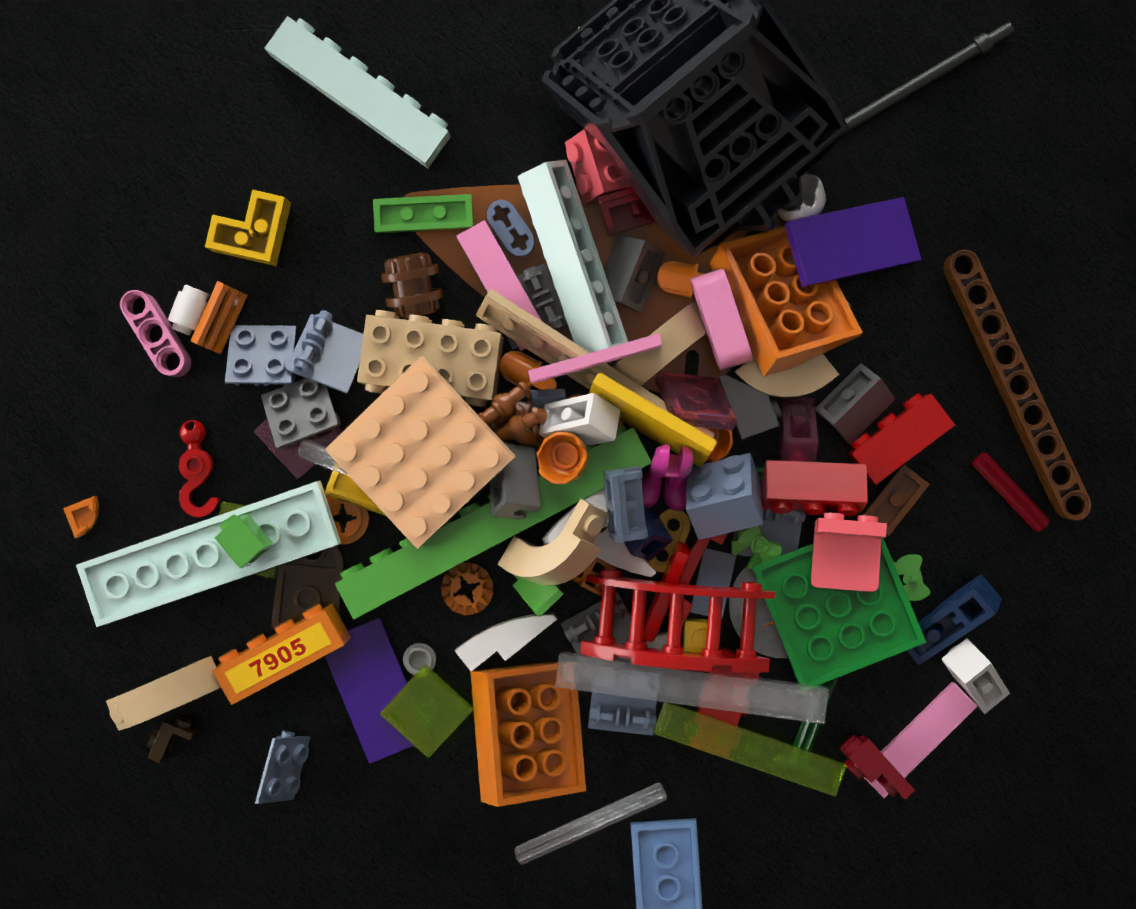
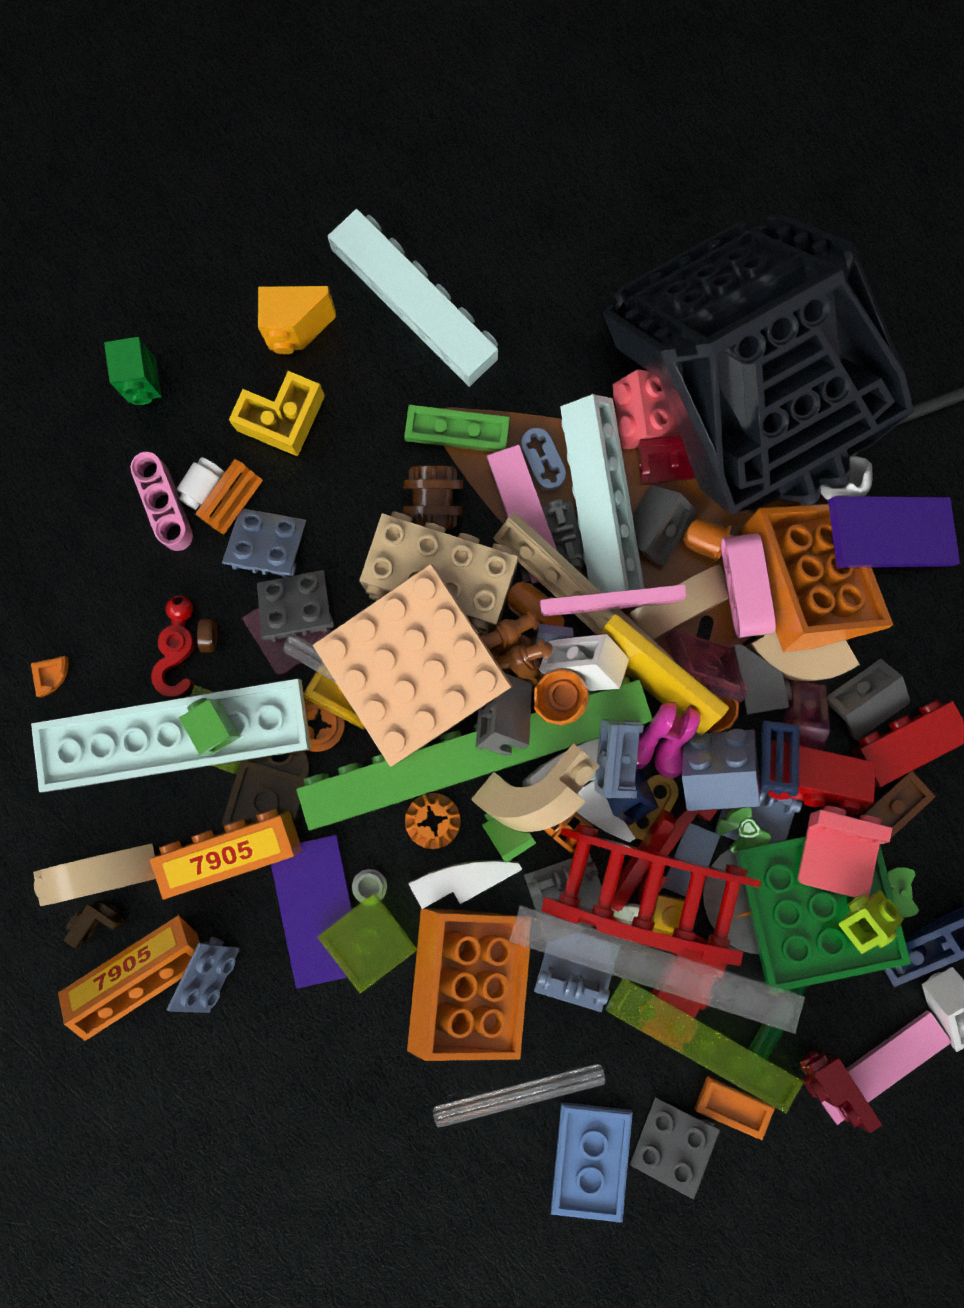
camera: 10 degrees right, 5 degrees down
(104, 214) = (133, 370): none -> green brick
(214, 781) = (128, 979): none -> orange brick
(224, 453) = (207, 635): none -> reddish brown tile
(246, 134) = (293, 315): none -> light orange slope
(327, 353) = (332, 551): hinge -> none
(739, 844) = (675, 1147): none -> dark grey hinge
(775, 504) = (777, 785): none -> dark blue tile
(788, 799) = (734, 1108): none -> orange tile
(881, 611) = (871, 921): none -> lime brick

